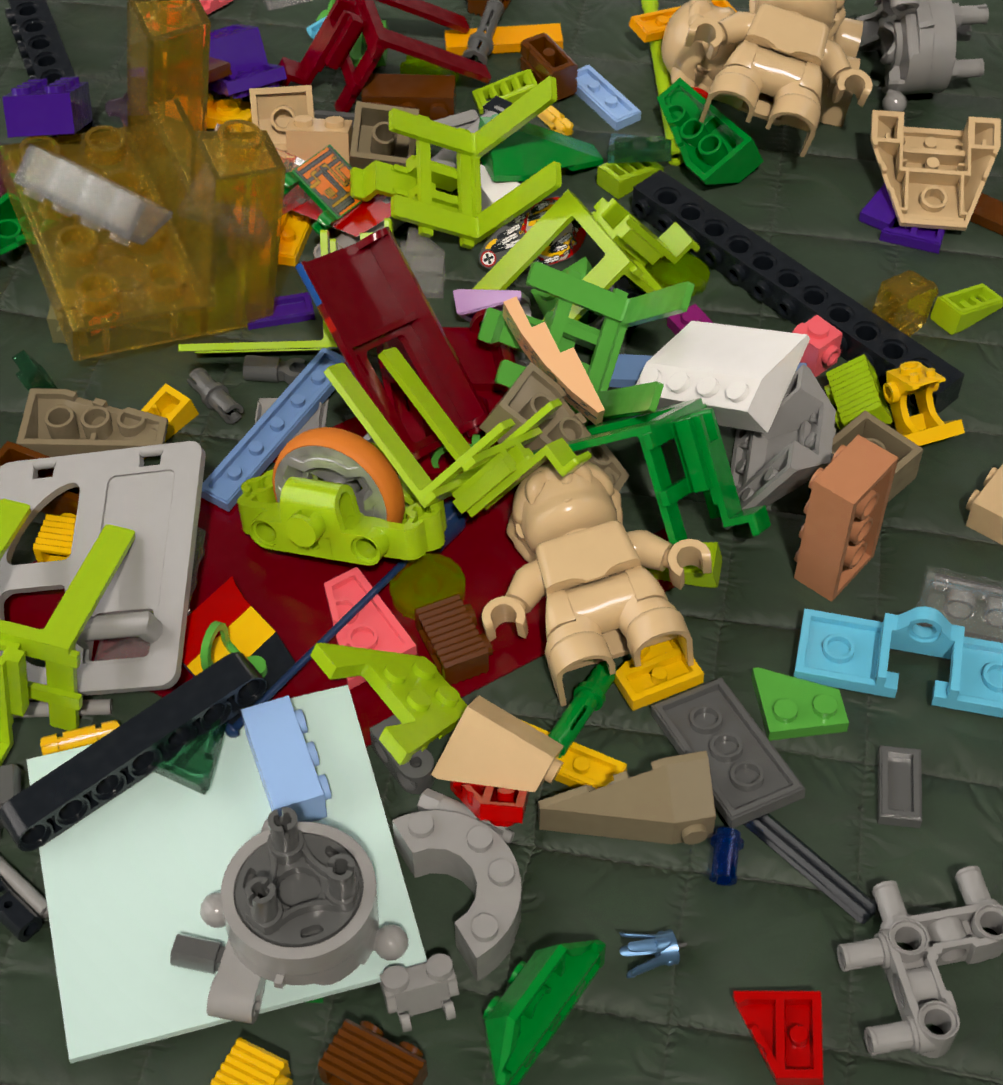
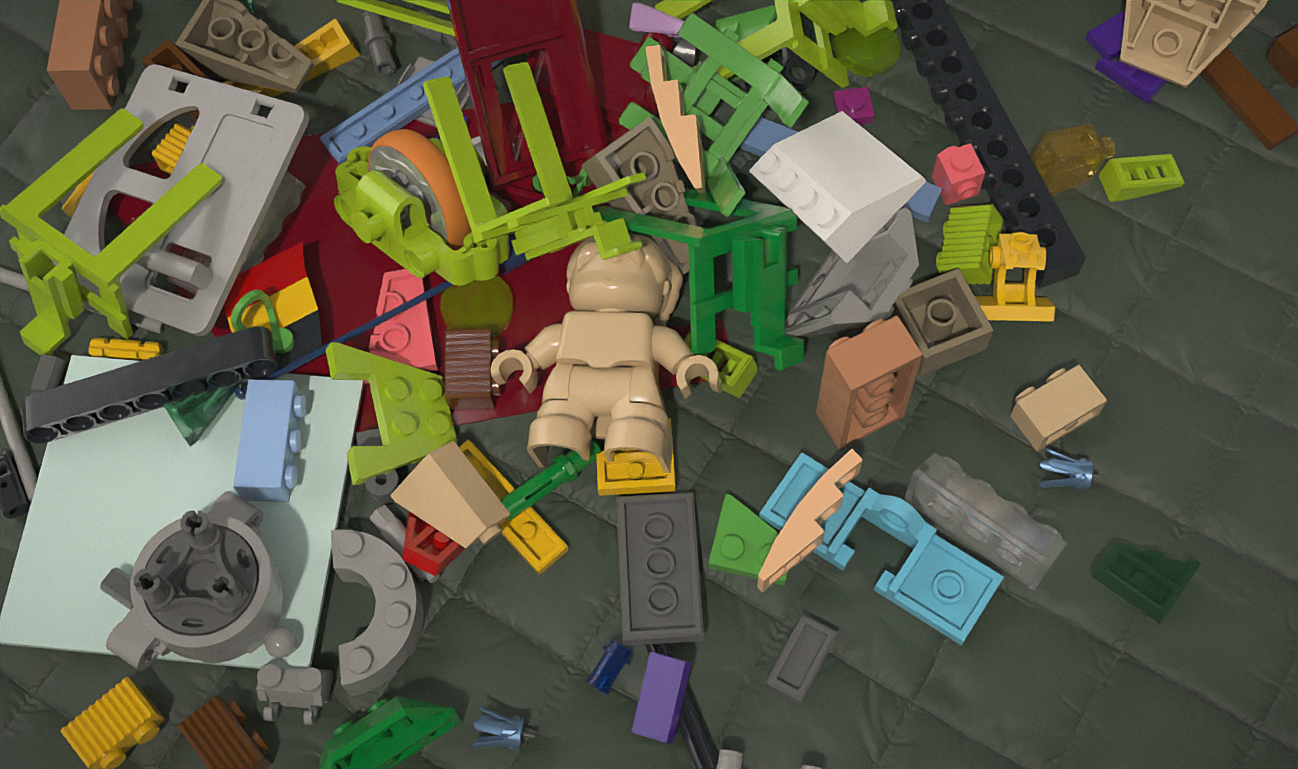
camera: 25 degrees right, 15 degrees up
(656, 806) = (575, 600): dark tan wedge -> none
(792, 860) = (661, 697): none -> dark purple tile
(848, 662) = (803, 530): none -> light nougat slope

